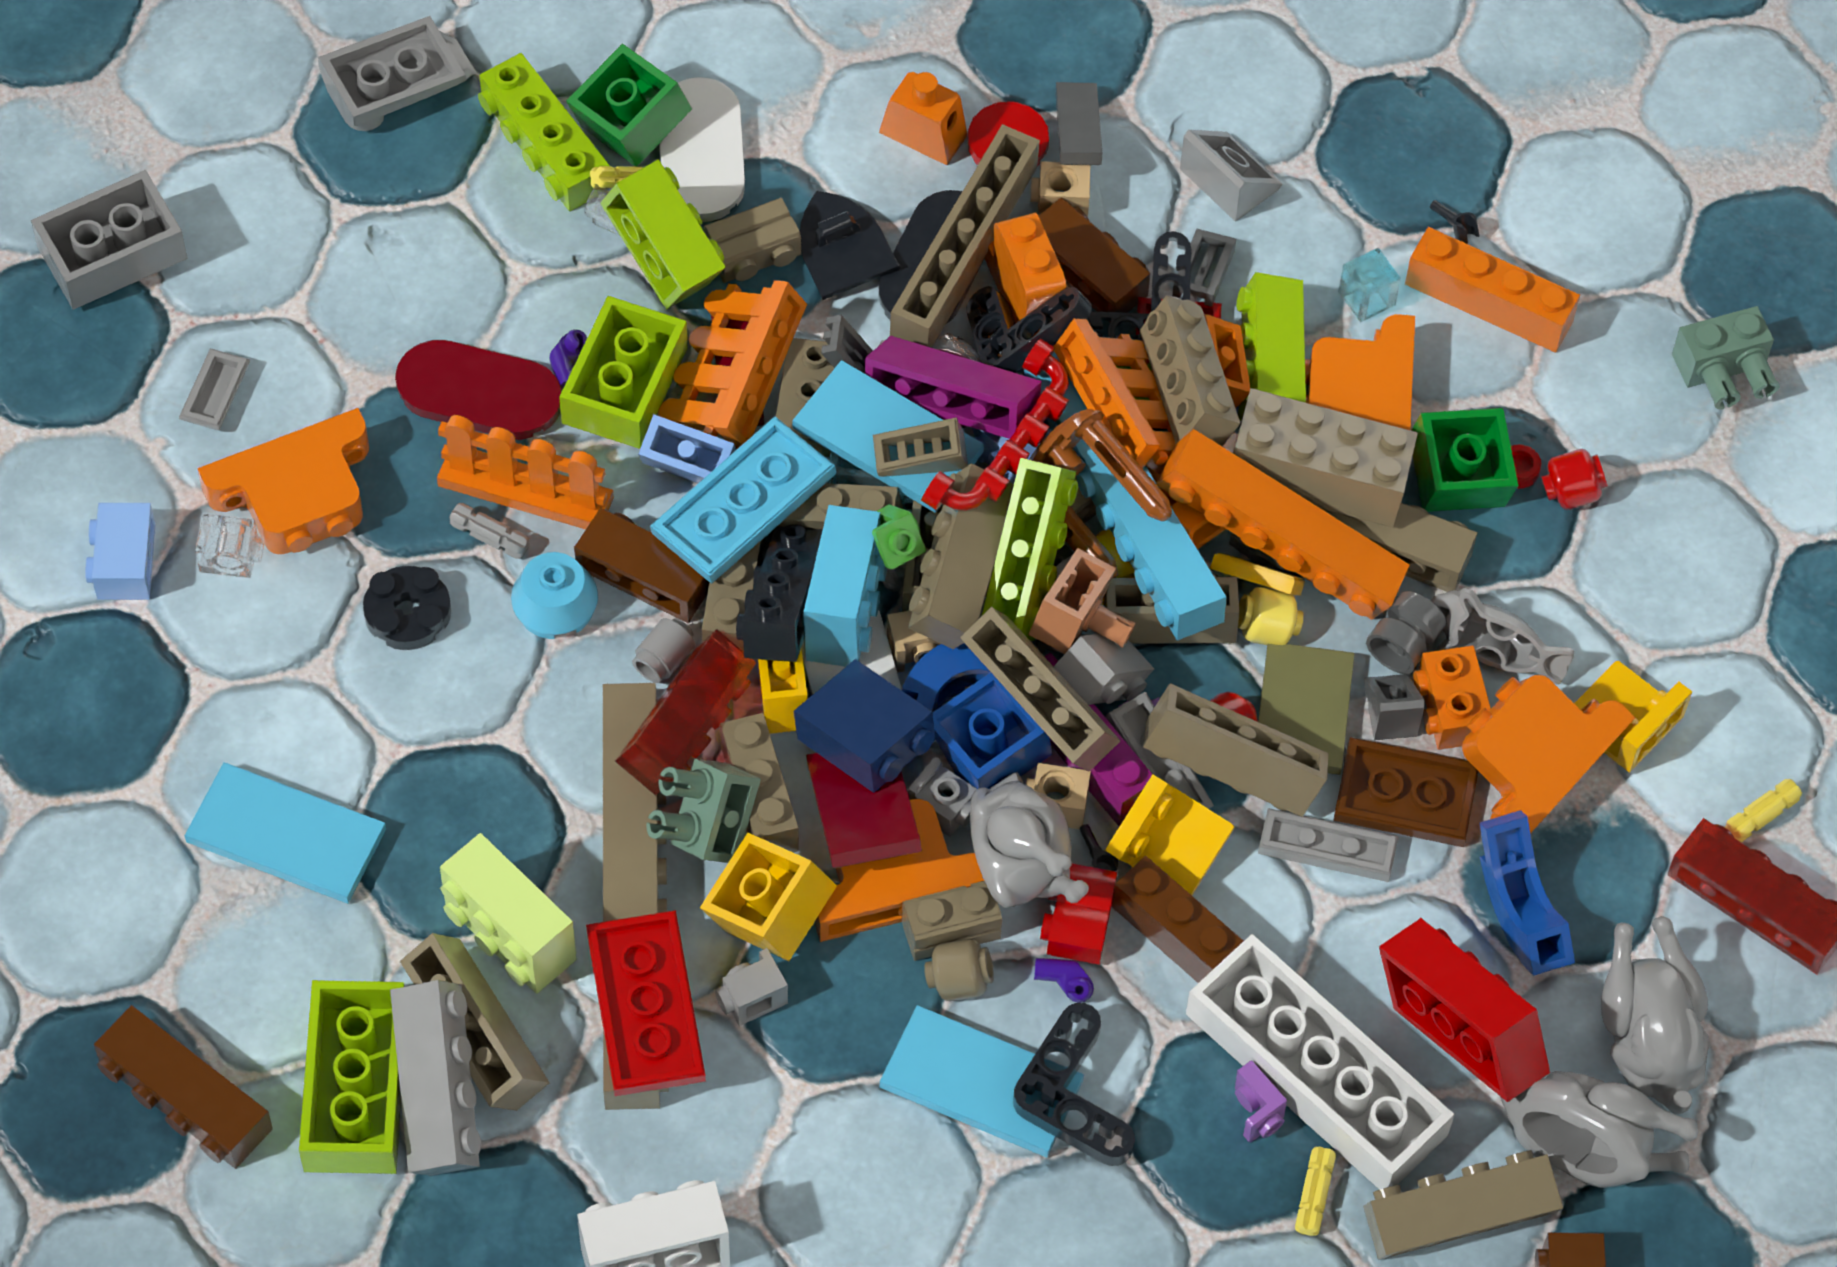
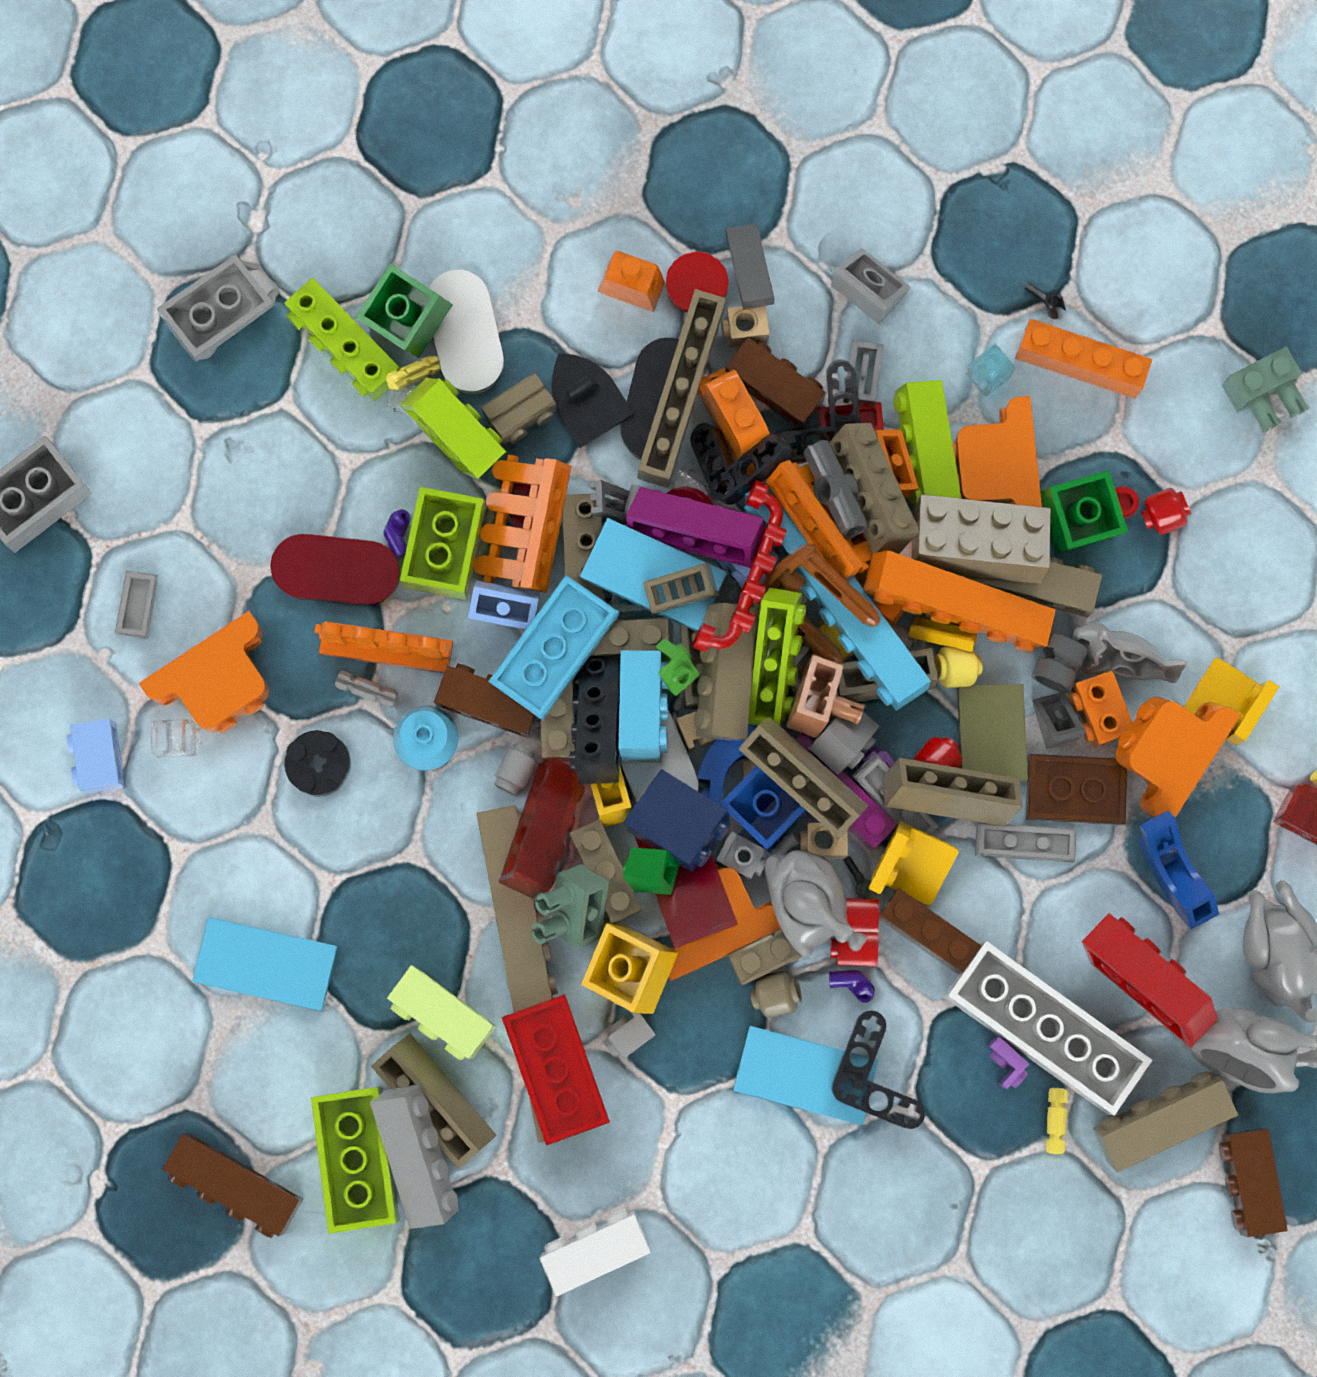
camera: 10 degrees left, 20 degrees up
(819, 776) = (650, 871): none -> green brick
(1141, 363) = (835, 489): none -> dark grey piece

